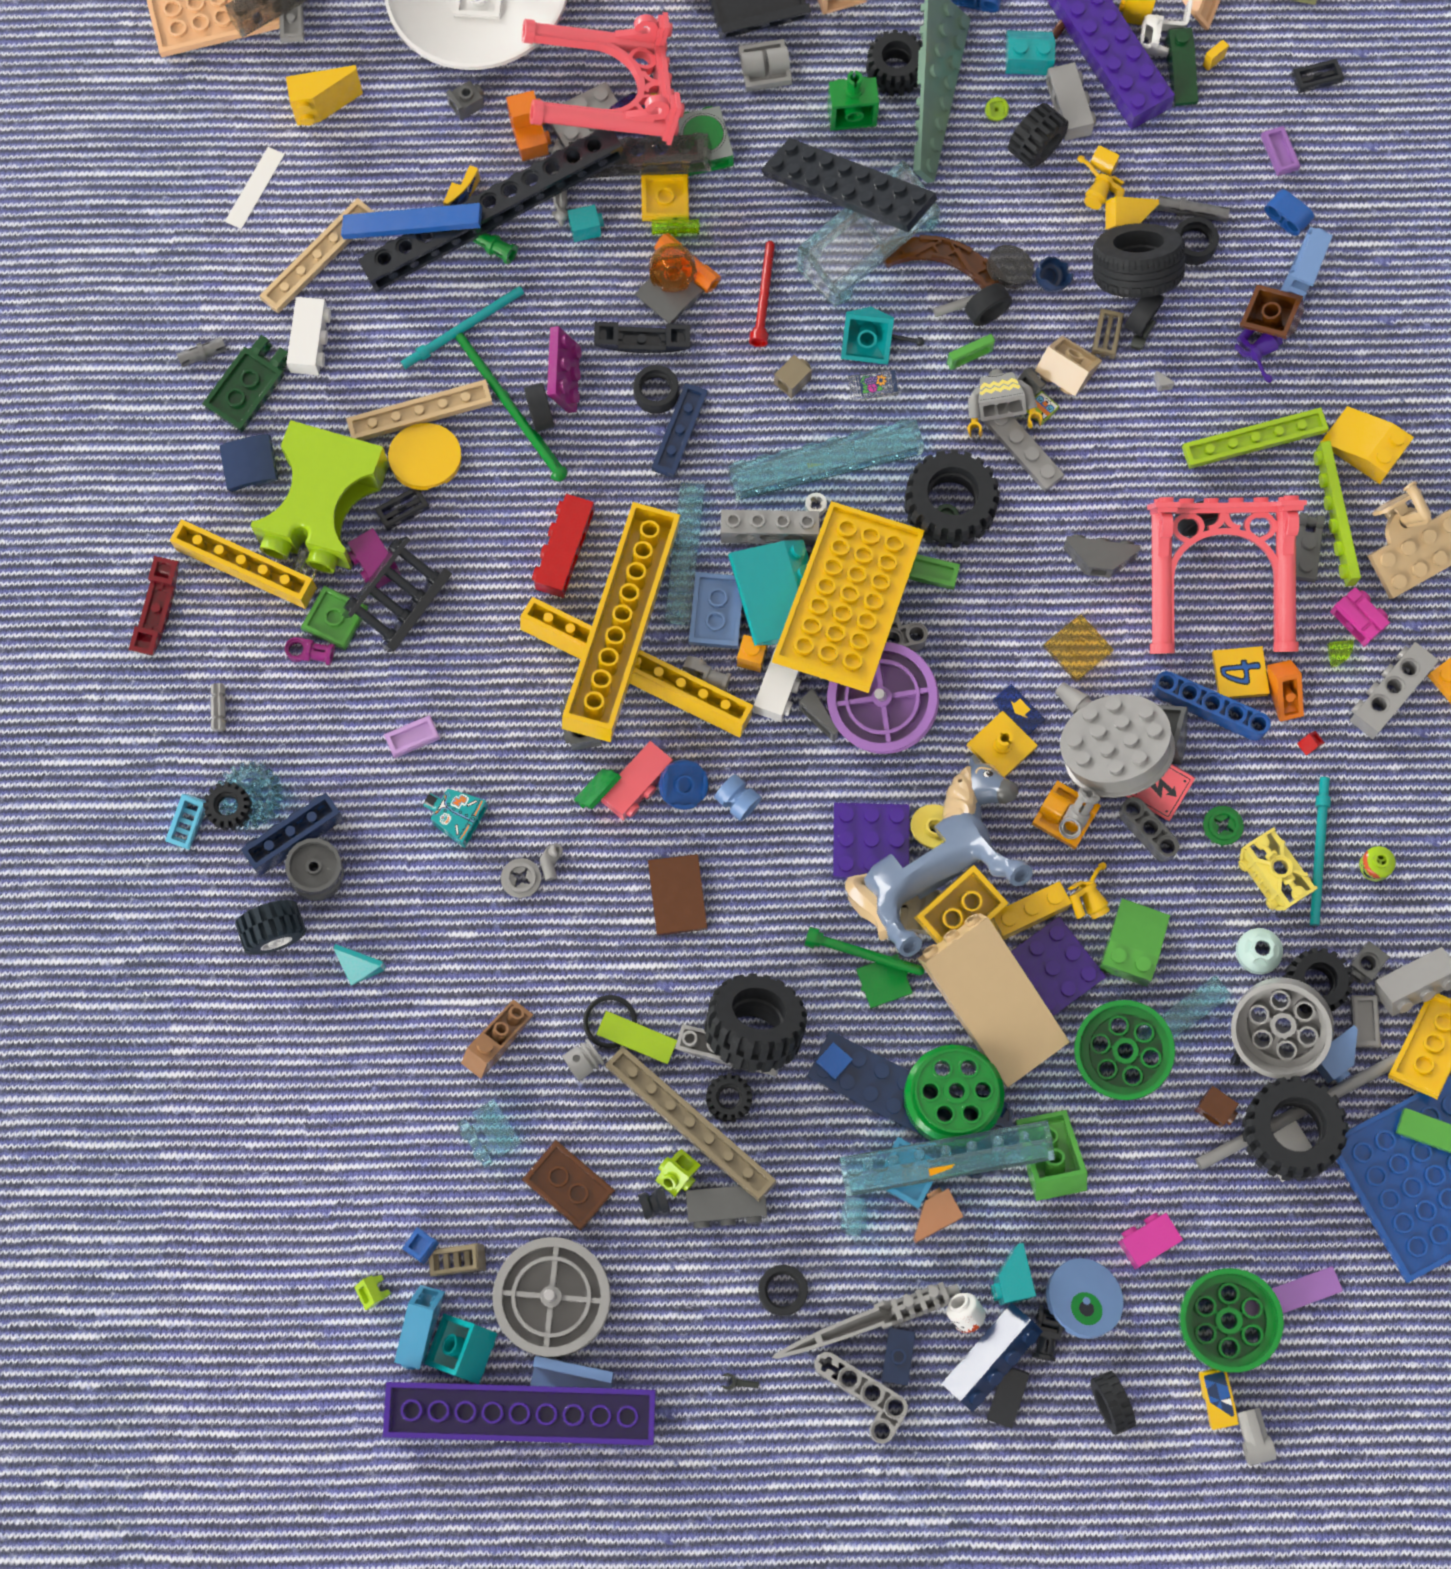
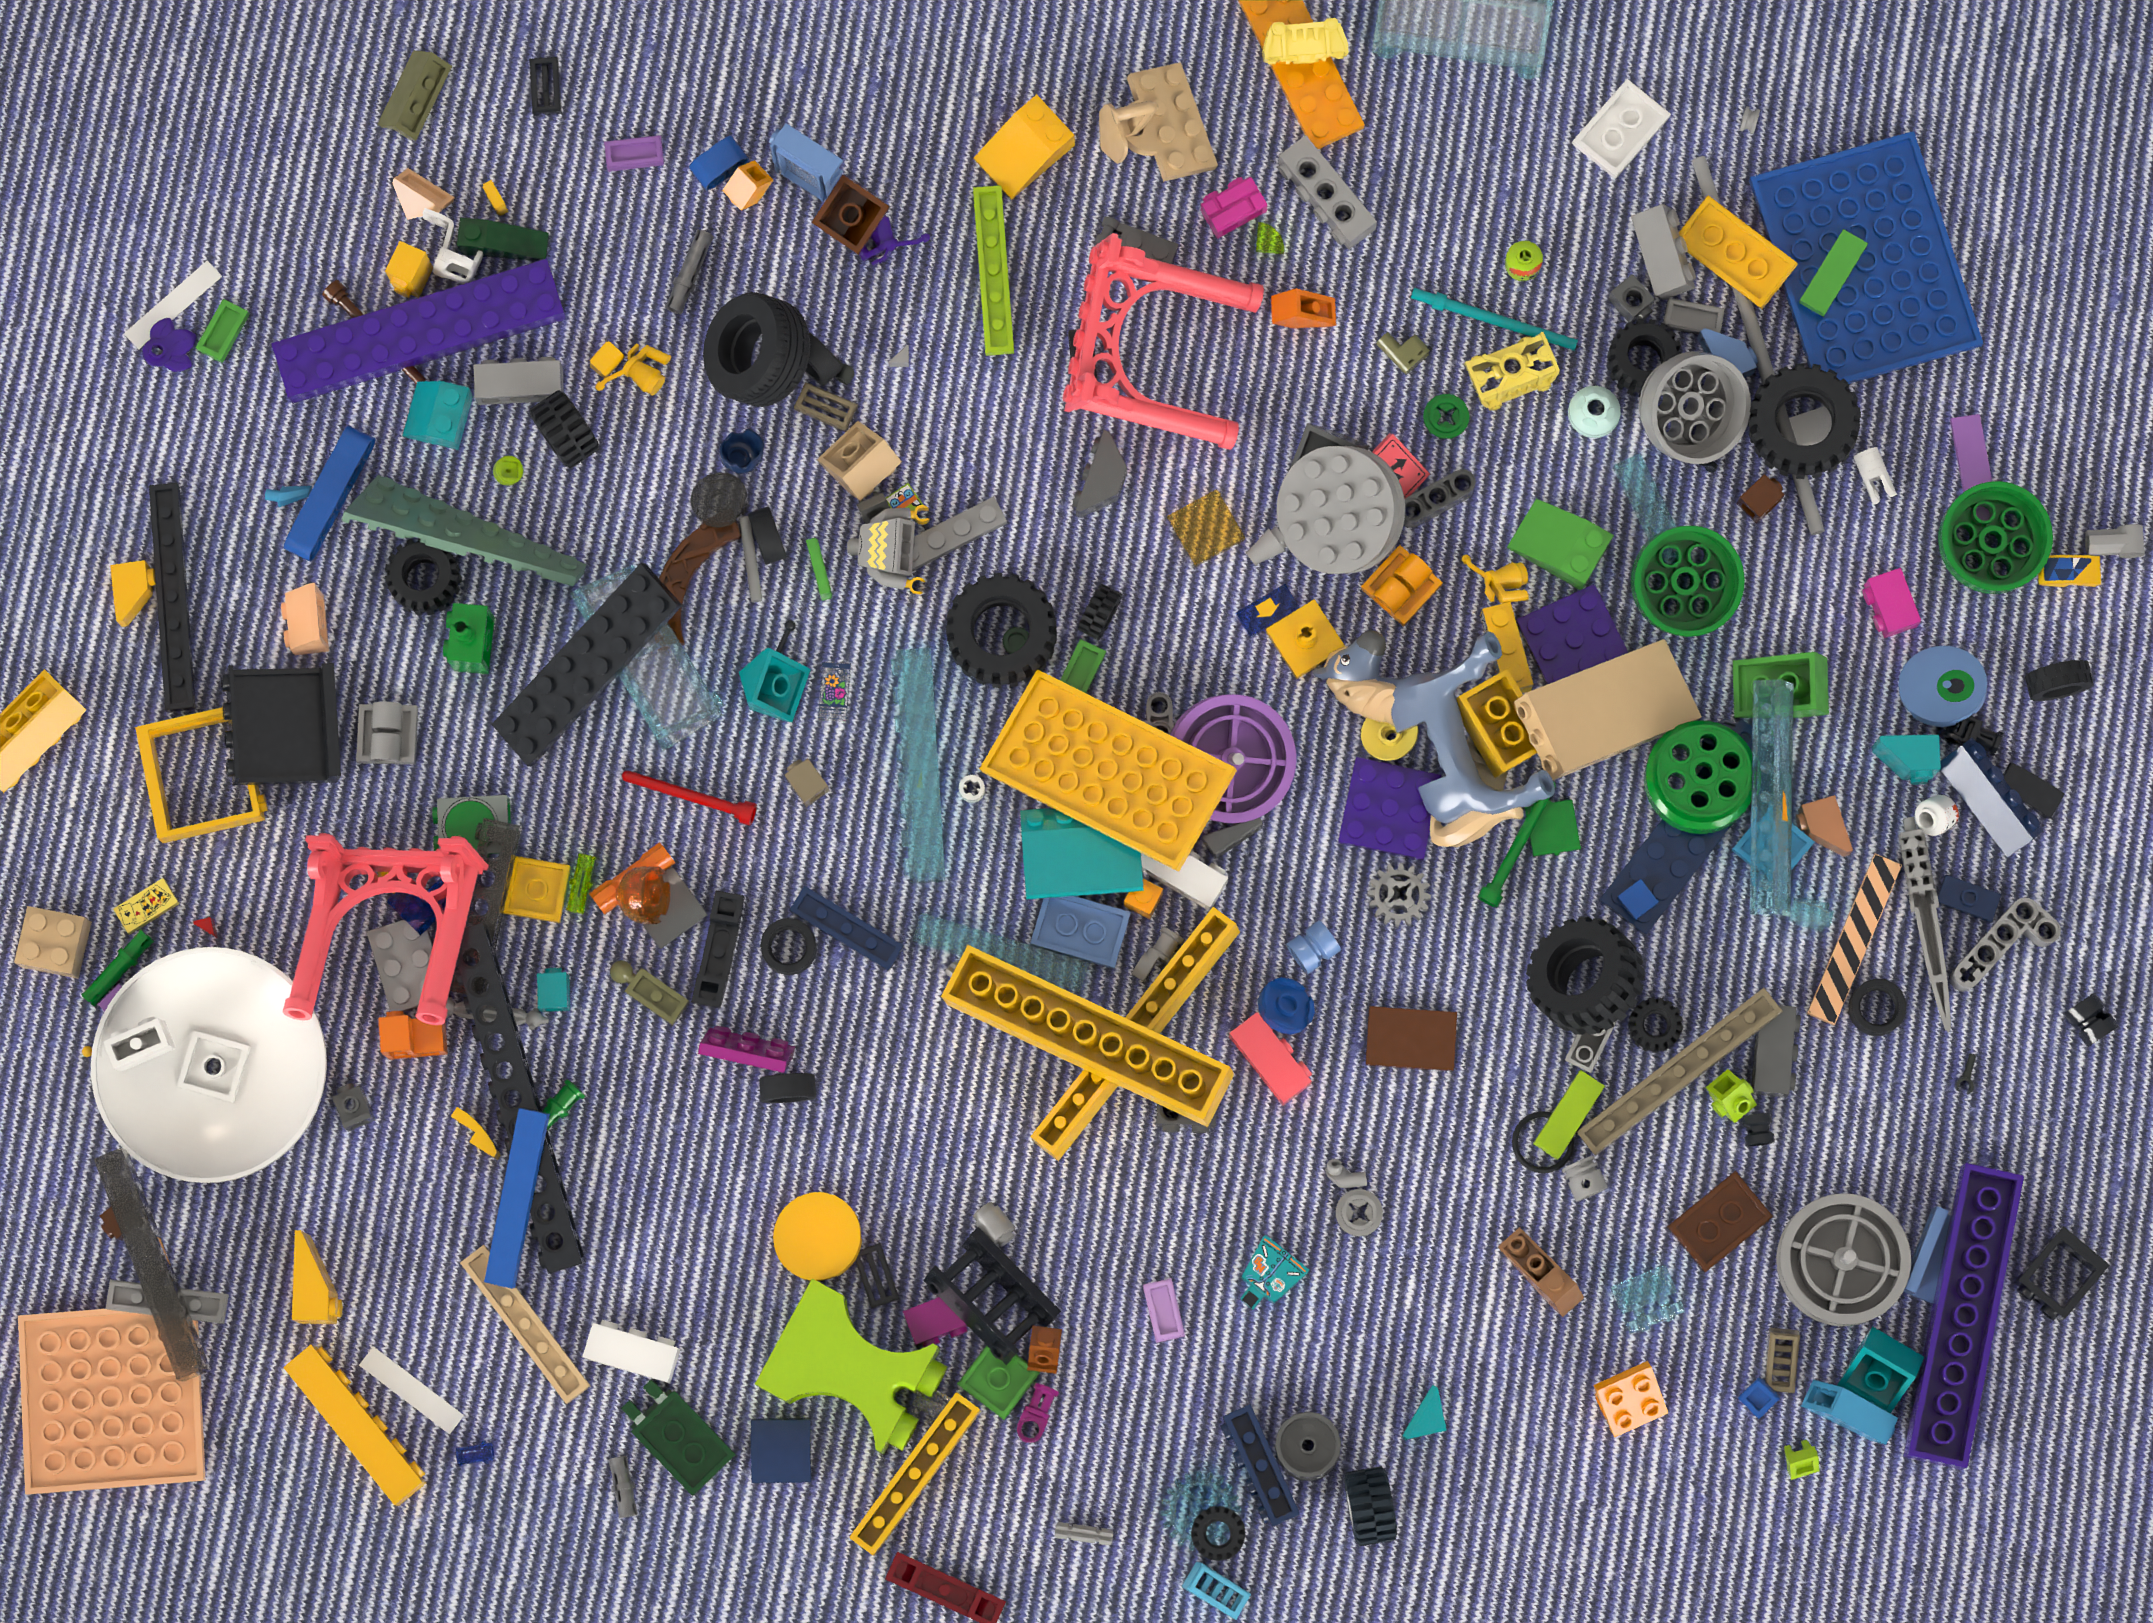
camera: 75 degrees left, 5 degrees up
(212, 244) = (475, 1453): none -> clear blue pin
(218, 150) = (355, 1425): none -> yellow brick
(361, 645) = (1044, 1349): none -> dark orange brick
(399, 1132) = (1630, 1399): none -> plate
(420, 410) = (757, 1233): tan plate -> none
(424, 351) = (680, 1216): teal bar -> none
(458, 589) = (994, 1224): none -> light grey brick
(559, 472) = (823, 1100): green bar -> none
(564, 545) = (965, 1090): red brick -> none
(597, 788) = (1272, 1105): green piece -> none
(598, 294) = (650, 991): none -> olive plate
(598, 1511) = (2079, 1251): none -> black window
(769, 526) = (992, 846): light grey brick -> none
(794, 853) = (1390, 884): none -> light grey gear
(809, 1486) = (2091, 1019): none -> black wheel
(840, 1260) = (1854, 939): none -> tile
(985, 572) = (1100, 611): none -> black tyre
(1074, 815) = (1411, 577): light grey connector -> none
(1127, 210) = (682, 347): yellow slope -> none
(1208, 229) = (722, 259): black tyre -> none
(1223, 705) = (1311, 384): blue beam -> none
(1241, 672) = (1271, 355): yellow tile -> none
(1268, 783) = (1407, 355): none -> olive piece
(1268, 1203) = (1872, 469): none -> white hinge
(1276, 235) = (747, 185): none -> light orange brick
(1310, 743) = (1367, 297): piece -> none
(1338, 517) = (1094, 201): lime plate -> none

